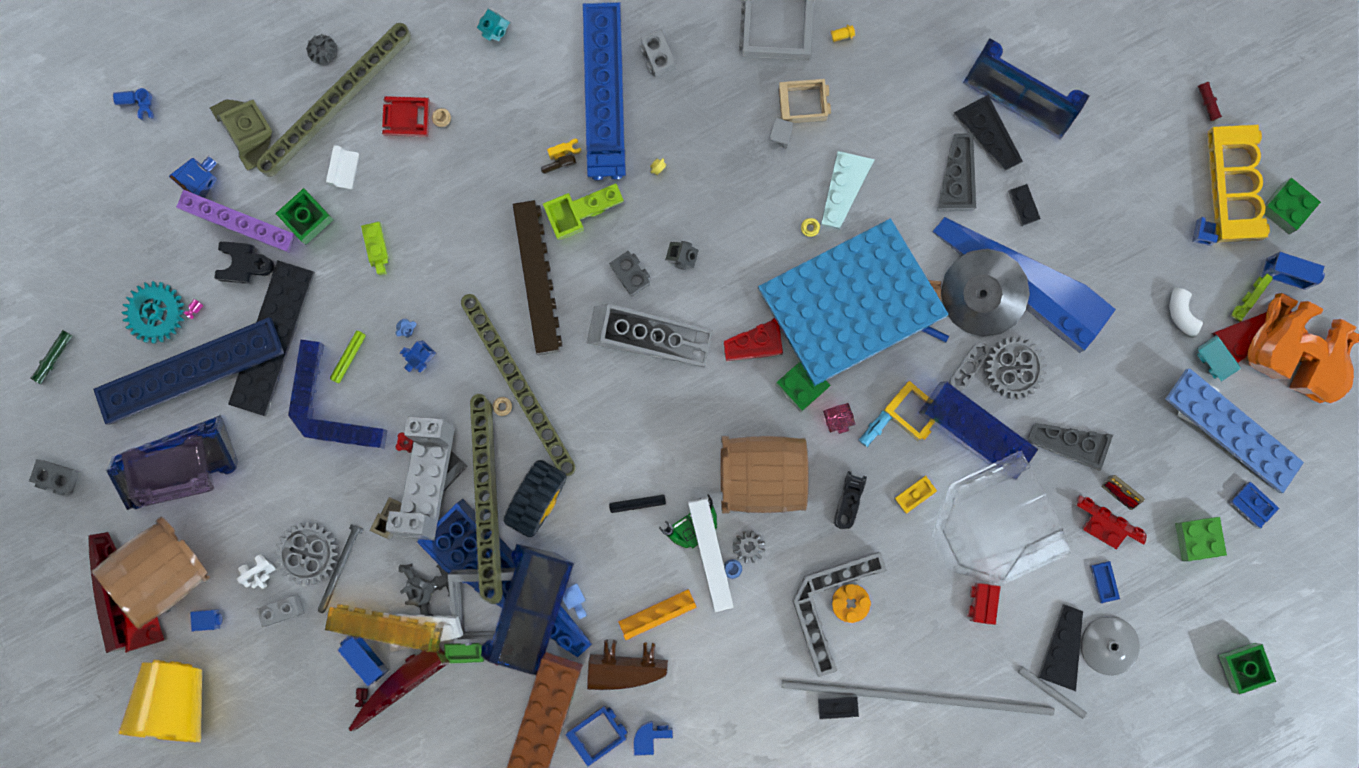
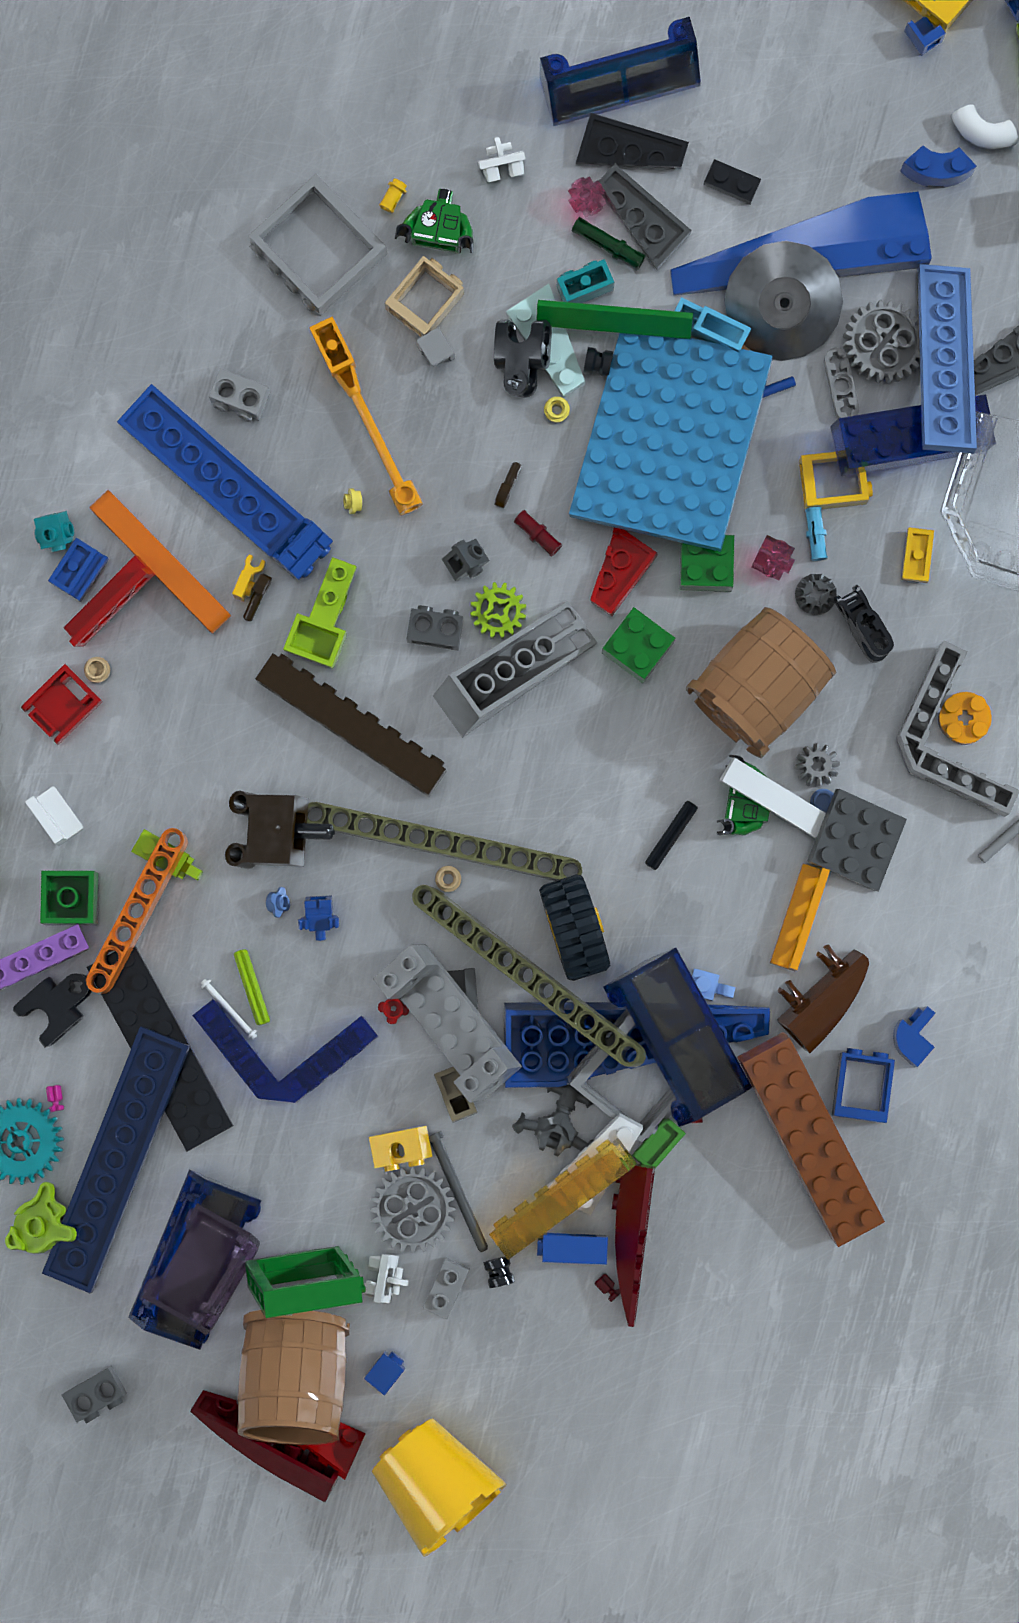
camera: 45 degrees left, 0 degrees up
(117, 363) = (39, 1224): none -> lime tile
(199, 544) = (304, 1297): none -> green window
(314, 631) = (499, 1272): none -> black wheel
(320, 258) = (126, 919): none -> orange beam
(324, 356) = (206, 984): none -> white axle
(341, 521) = (386, 1151): none -> yellow brick
(439, 290) = (275, 830): none -> dark brown piece
(481, 89) = (108, 601): none -> red fence
(485, 58) = (78, 569): none -> blue plate
(529, 96) = (160, 561): none -> orange beam
(680, 300) = (508, 604): none -> lime gear
(723, 93) = (343, 370): none -> light orange bar
(723, 389) = (638, 645): none -> green brick
(728, 606) = (857, 840): none -> dark grey plate
(733, 280) = (538, 533): none -> dark red pin
(739, 240) = (506, 487): none -> dark brown bar
(819, 183) = (524, 358): none -> black piece
(840, 450) = (809, 604): none -> dark grey gear
(849, 71) = (438, 225): none -> green torso
(856, 224) = (598, 361): none -> black wheel
(887, 211) = (615, 319): none -> green tile
(892, 178) = (585, 283): none -> teal brick
(923, 79) = (513, 160): none -> white hips
(928, 176) = (612, 245): none -> dark green pin
(933, 265) = (714, 326): none -> medium azure slope
(940, 141) = (593, 203): none -> clear pink brick
(1036, 410) = (946, 359): none -> medium blue plate
(1138, 308) = (938, 168): none -> blue brick

